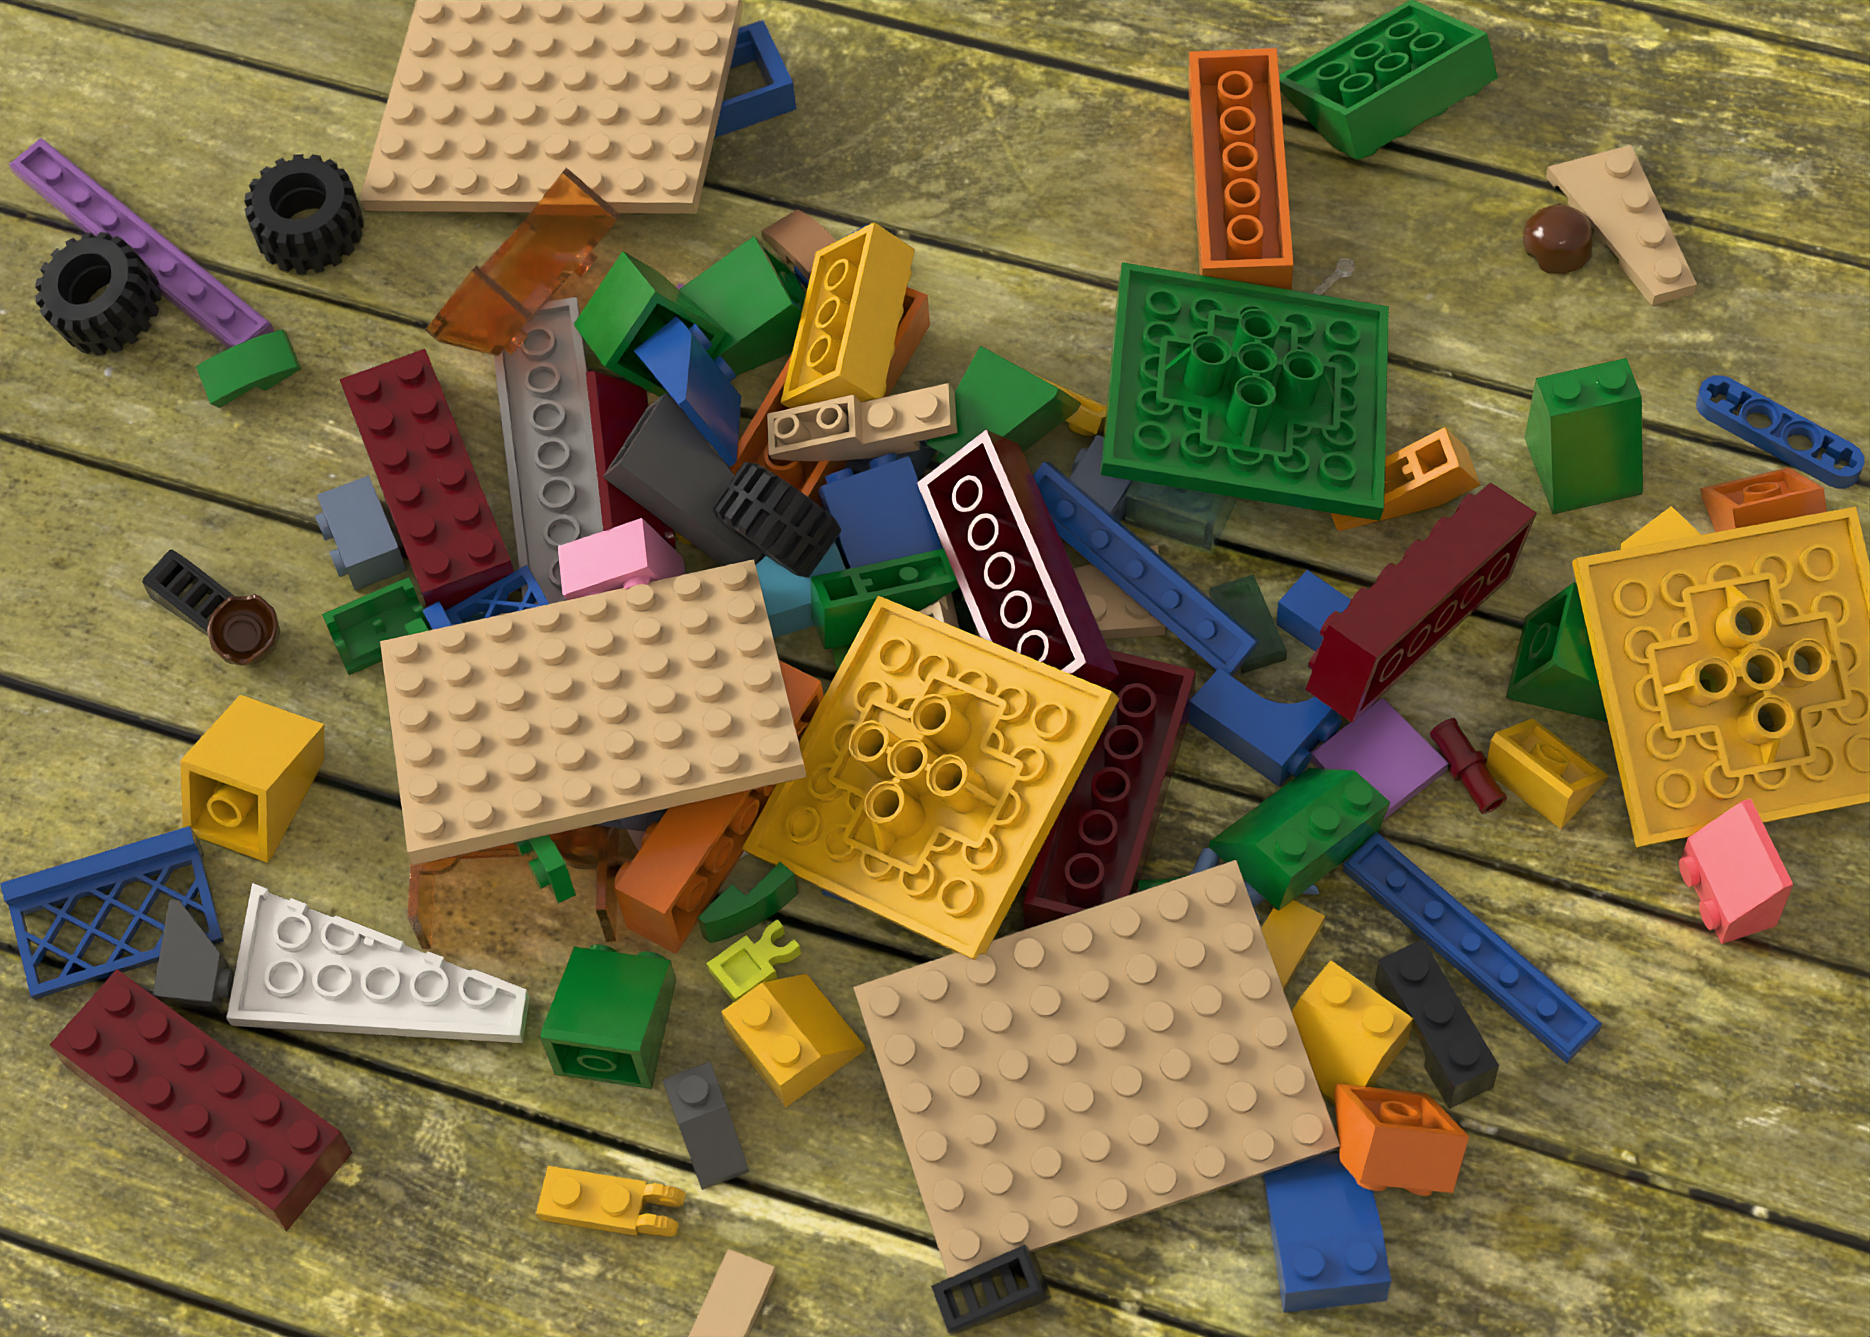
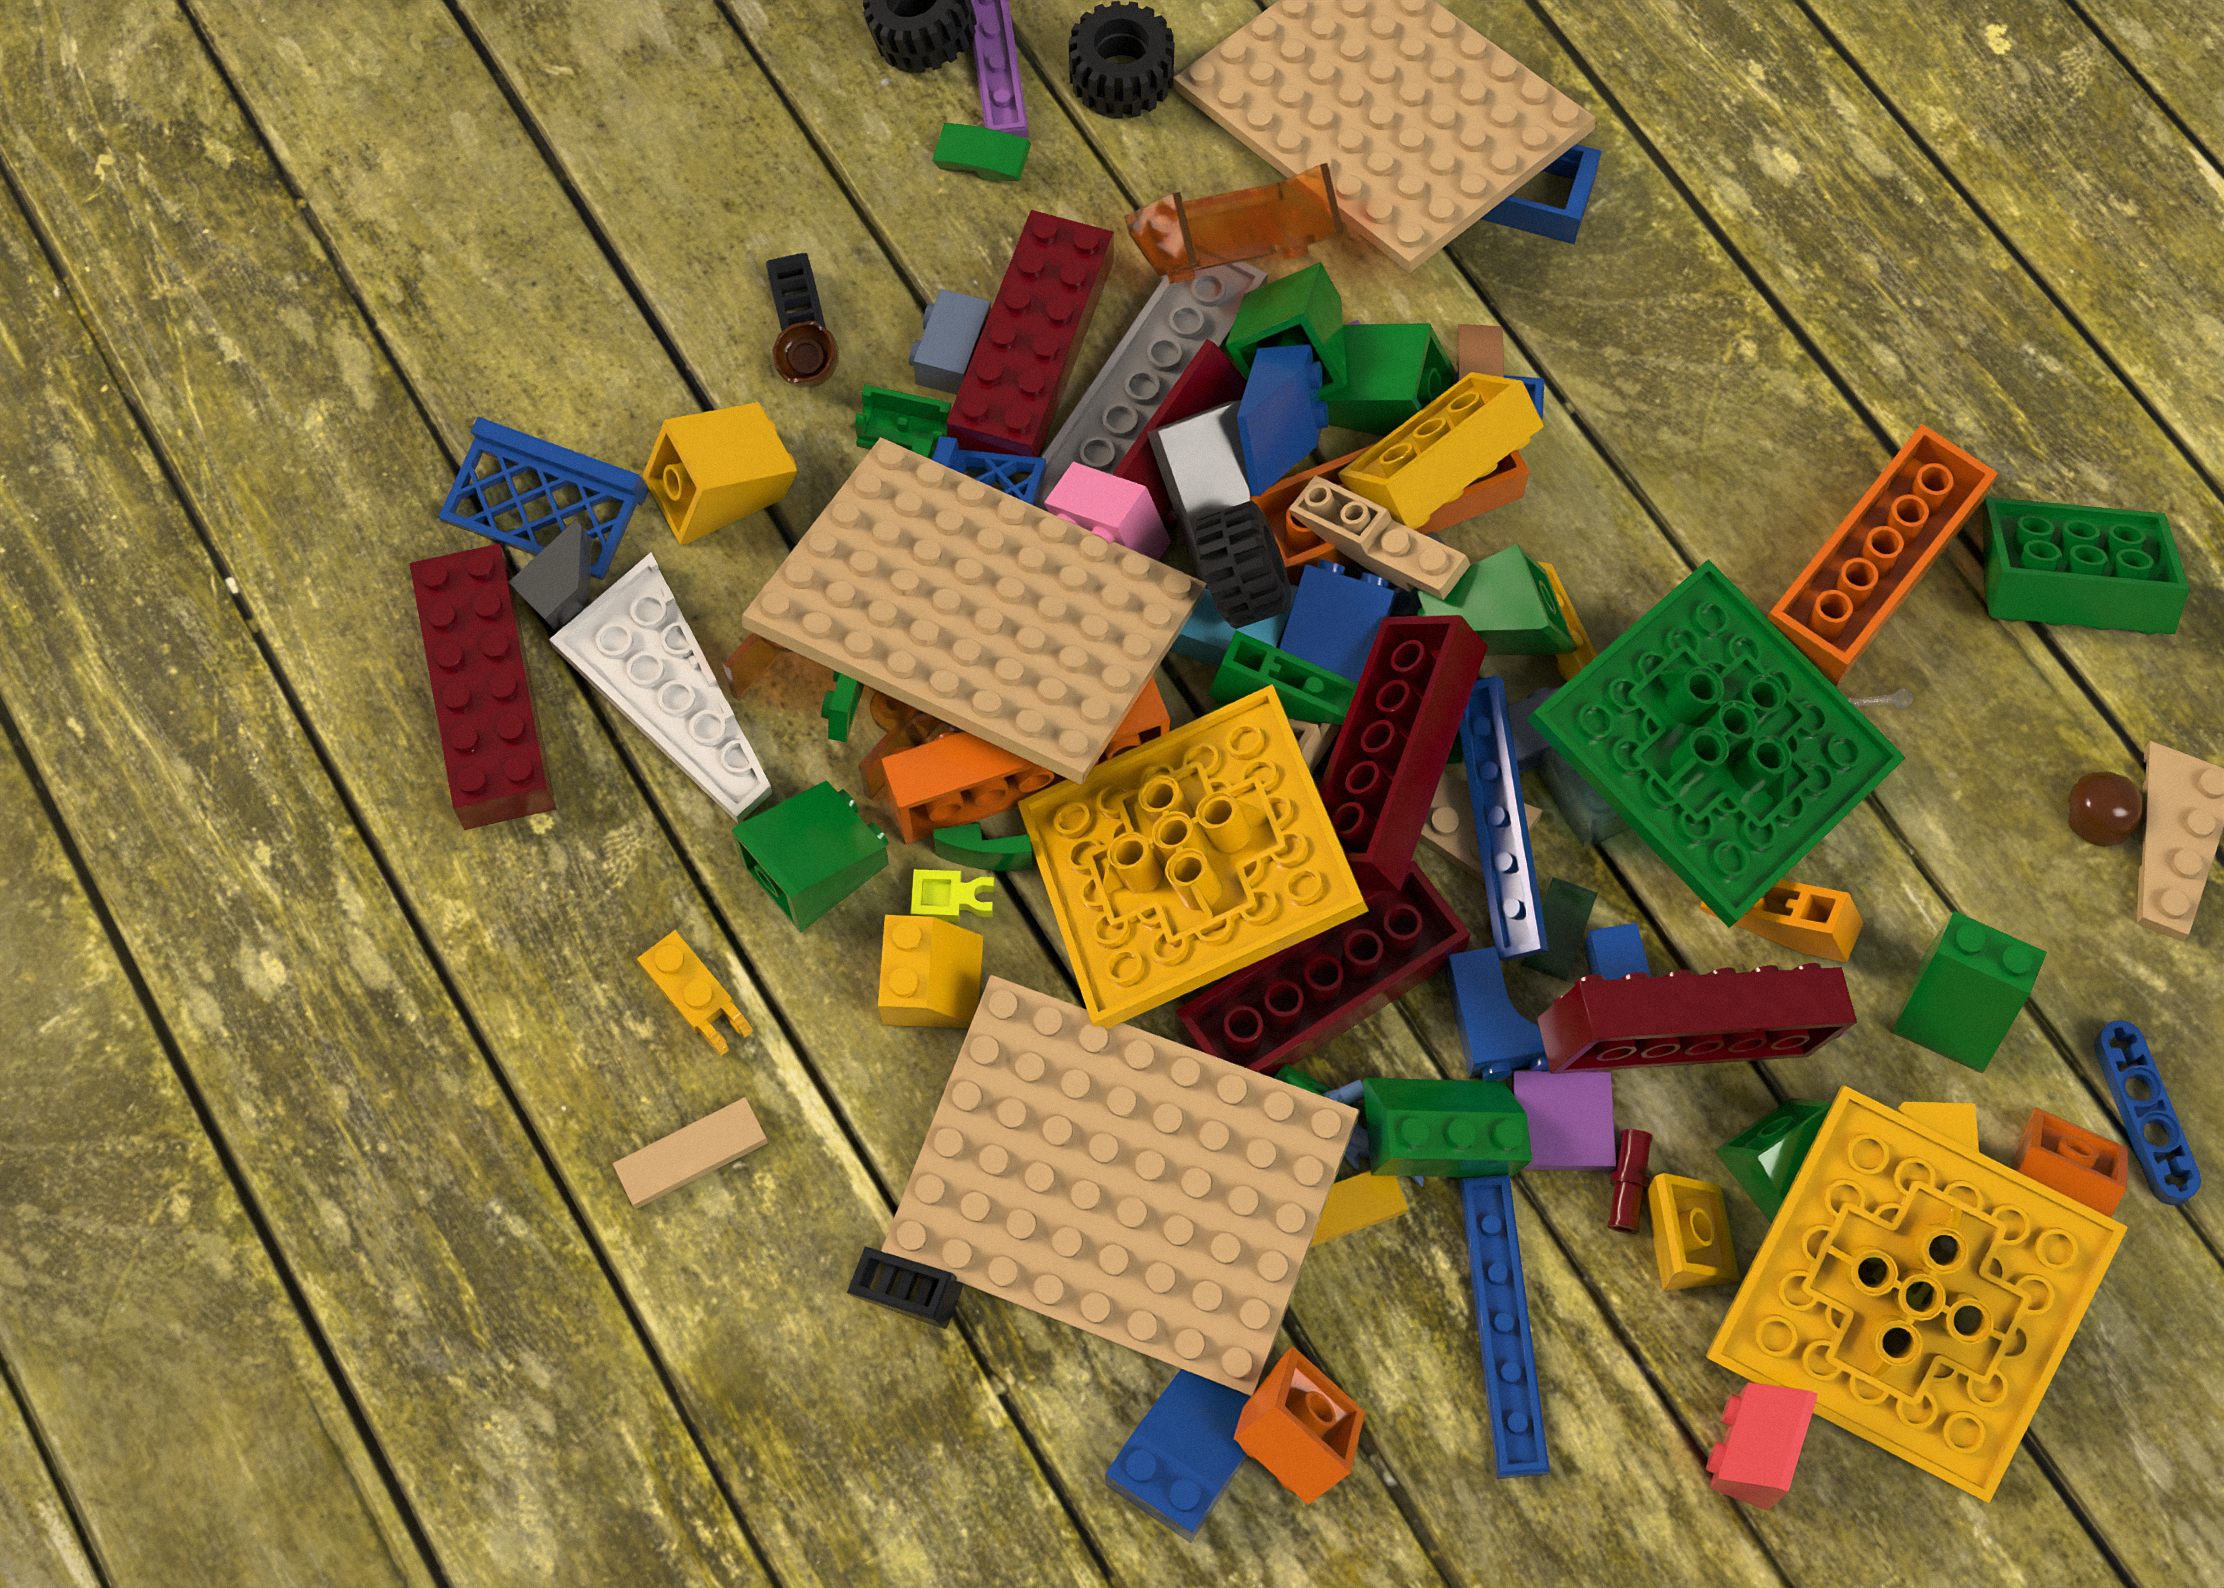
camera: 35 degrees right, 5 degrees up
(705, 1125) = (808, 991): dark grey slope -> none
(1348, 1030) = (1338, 1312): yellow slope -> none
(1452, 1045) = (1415, 1363): black arch -> none

